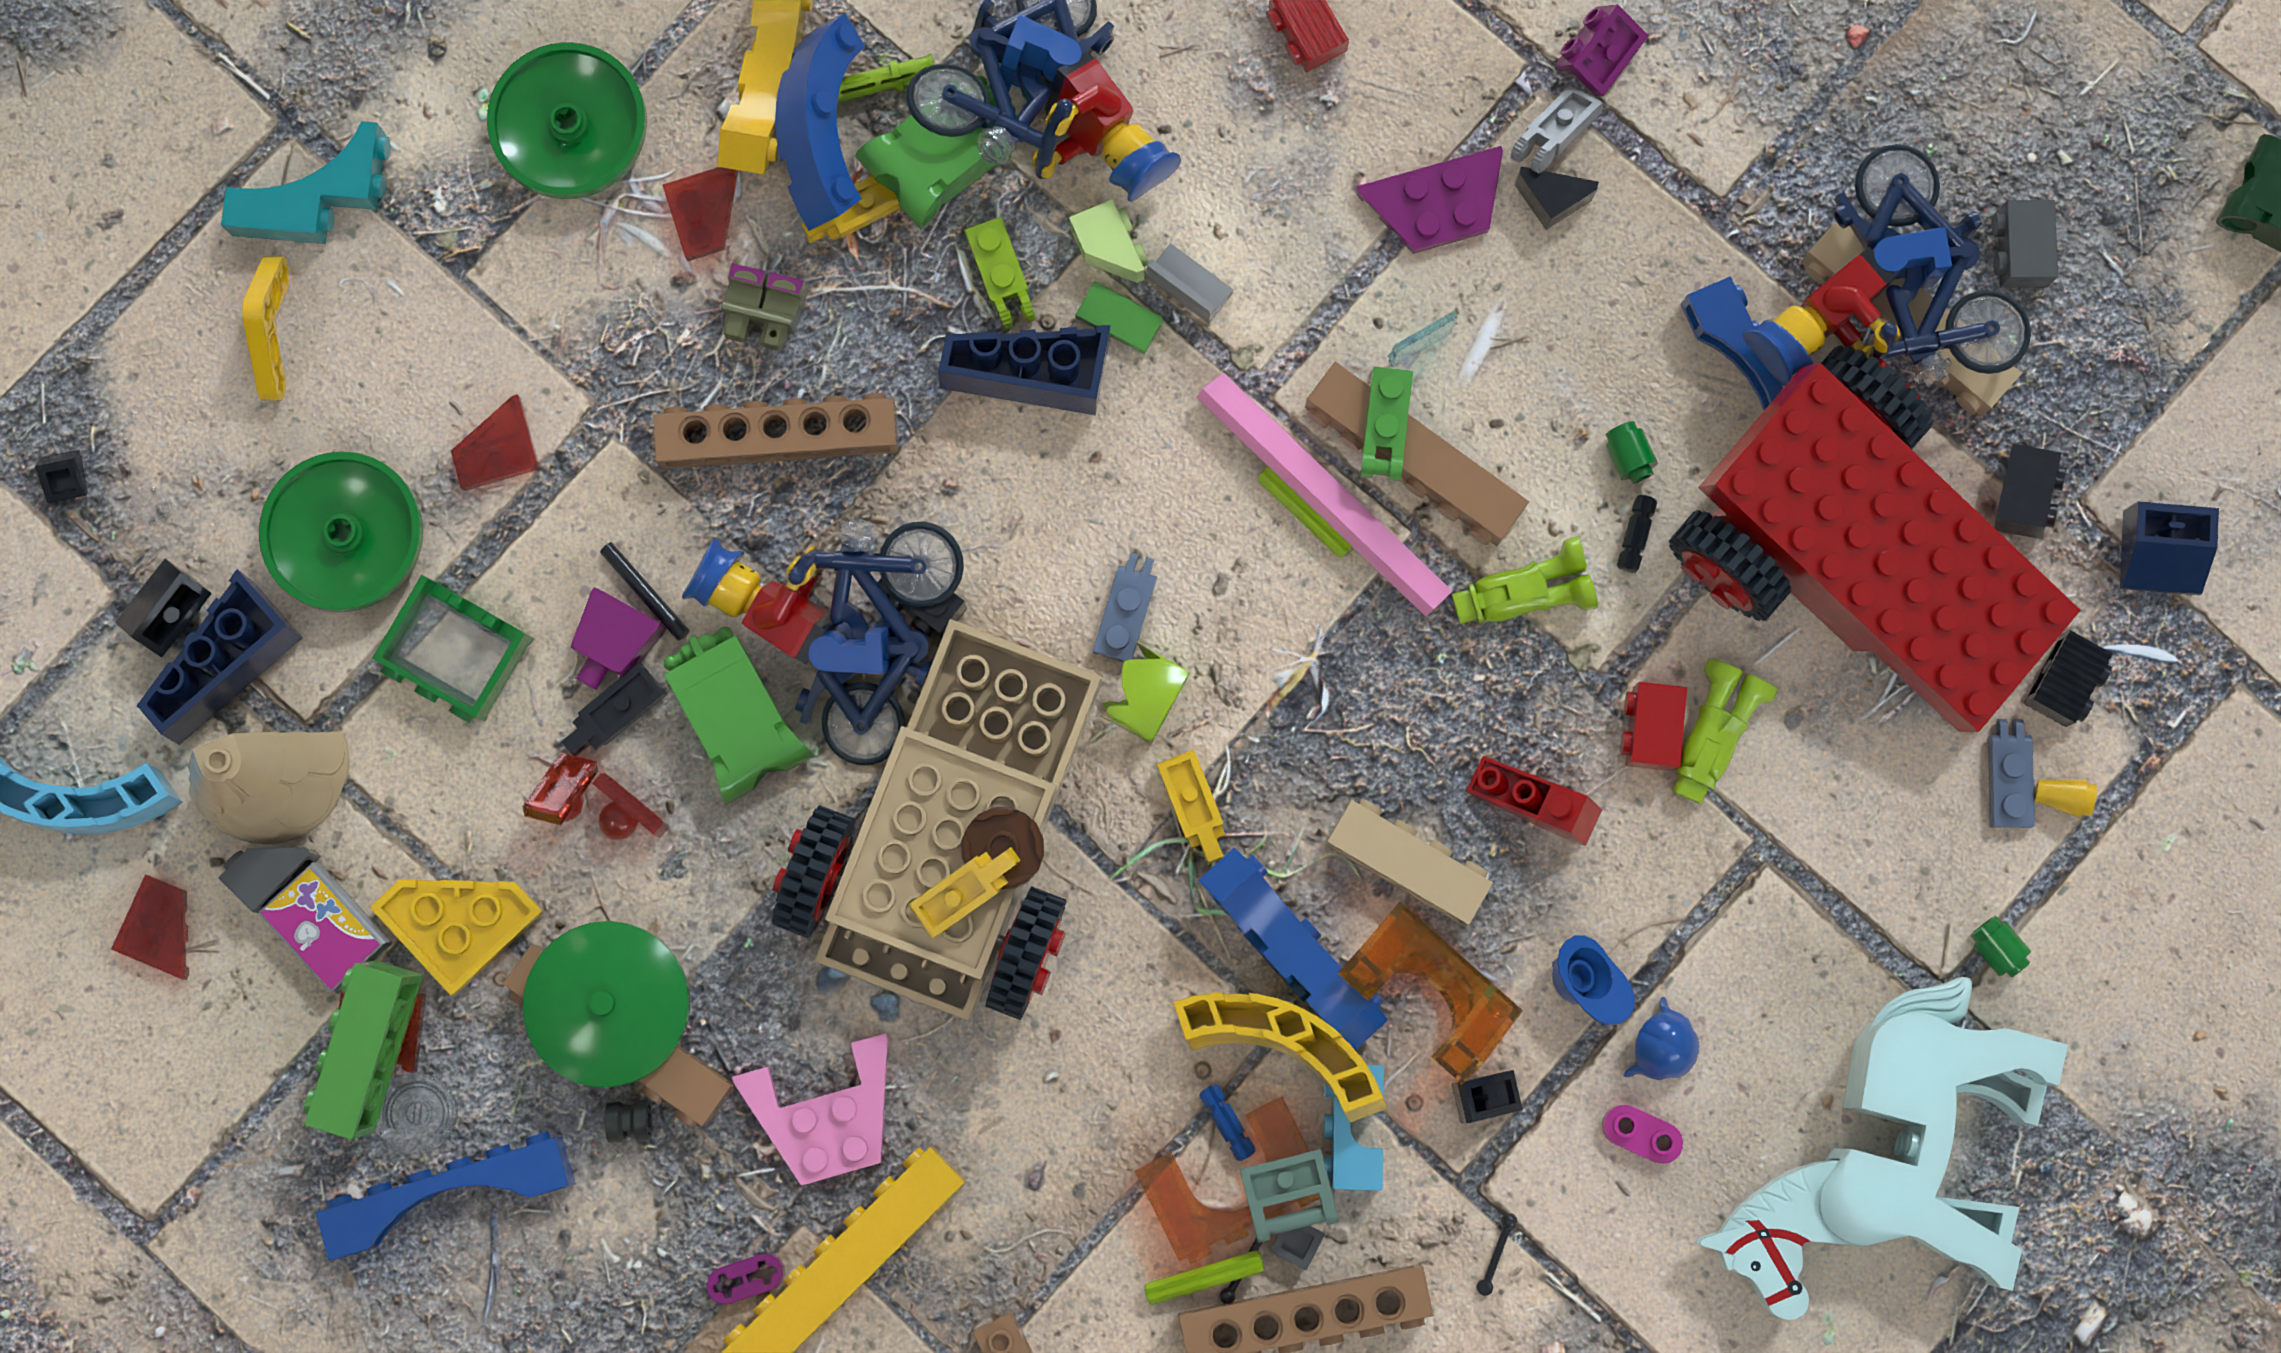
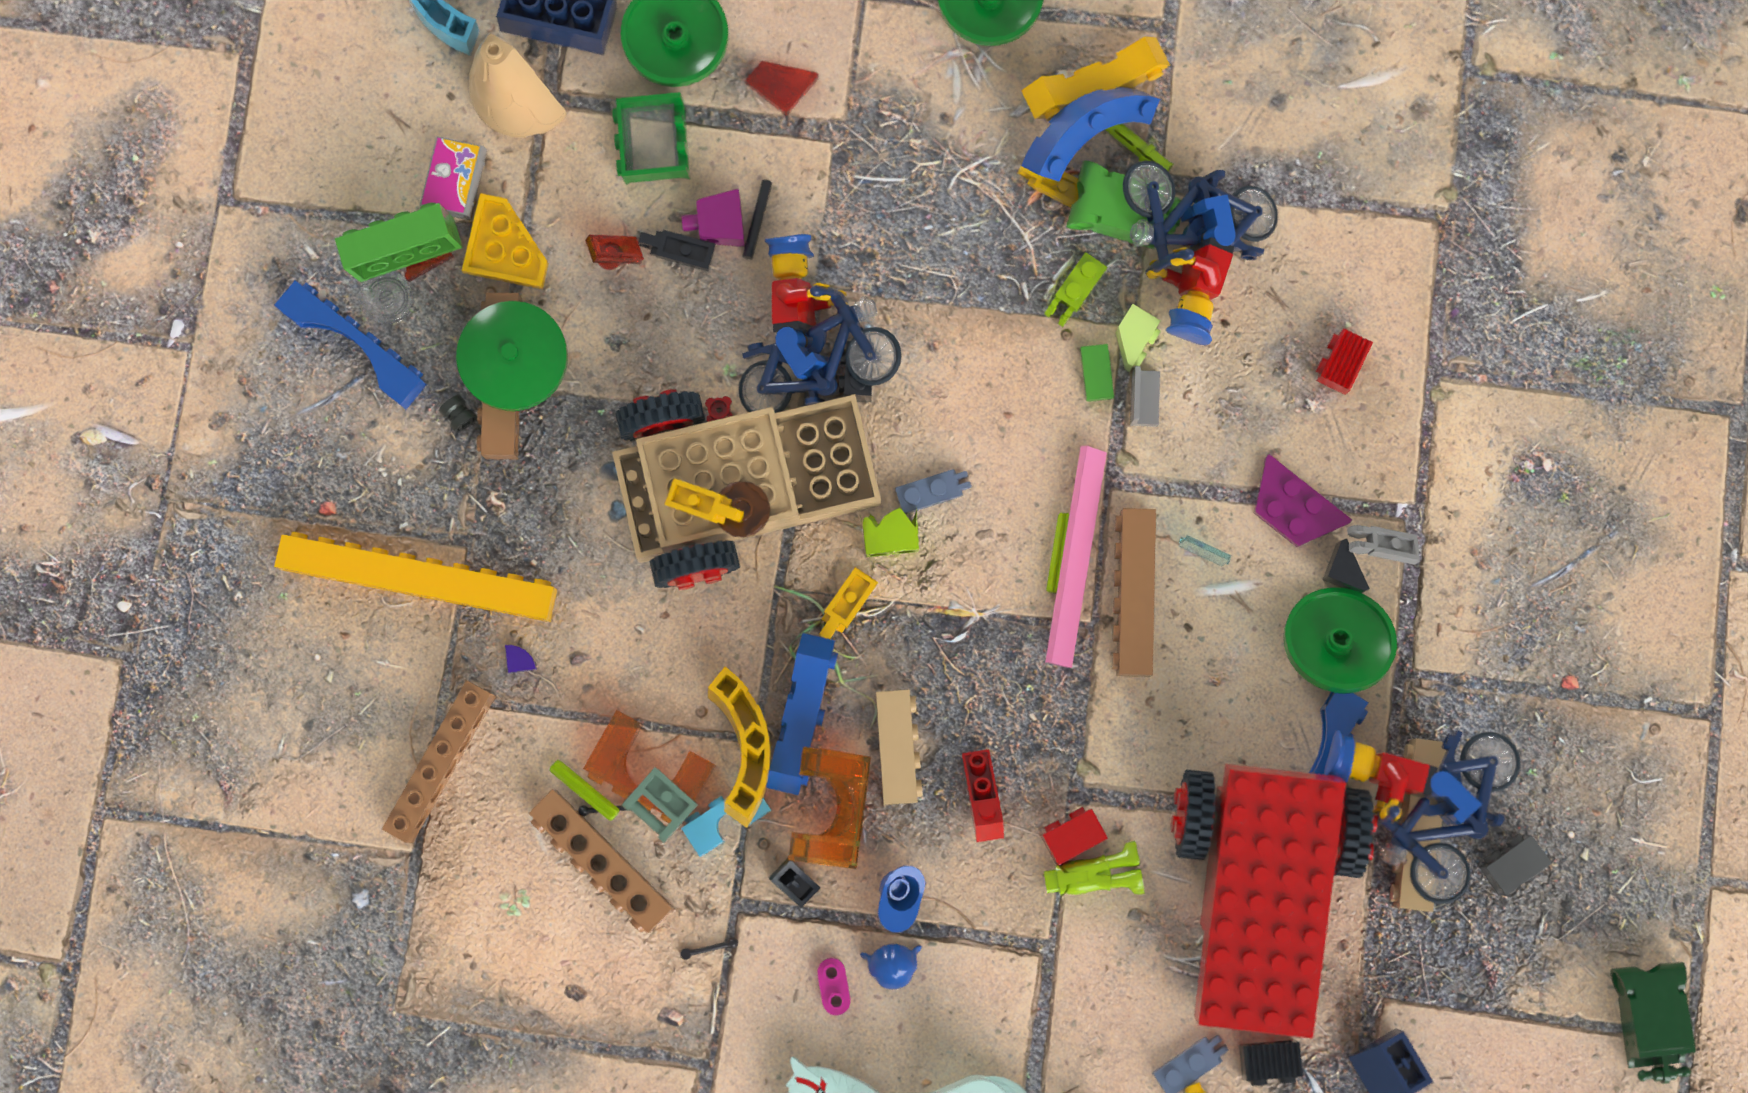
camera: 55 degrees right, 0 degrees up
(156, 927) = (393, 89): clear red wing -> none
(264, 872) = (458, 123): dark grey slope -> none
(621, 817) = (627, 293): clear red tile -> none
(702, 210) = (993, 101): clear red wing -> none
(732, 712) = (721, 313): bright green piece -> none
(749, 1288) = (411, 542): magenta beam -> none
(762, 301) = (965, 170): olive hips -> none
(829, 1131) = (526, 527): bright pink wing -> none
(845, 786) = (715, 403): none -> red plate
(877, 437) = (933, 285): medium nougat brick -> none
(987, 1251) = (519, 660): none -> dark purple tile
(1029, 367) = (1033, 345): dark blue wedge -> none
(1227, 1122) = (680, 744): blue axle -> none
(1298, 1245) = (637, 831): dark grey plate -> none
(1386, 422) = (1140, 562): bright green plate -> none
(1525, 589) = (1101, 708): lime piece -> none
(1602, 48) = (1452, 538): magenta bracket -> none
(1631, 452) = (1224, 715): green brick -> none
(1635, 258) = (1340, 640): none -> green dish
(1637, 533) = (1180, 751): black axle -> none
(2029, 490) = (1365, 964): black brick -> none

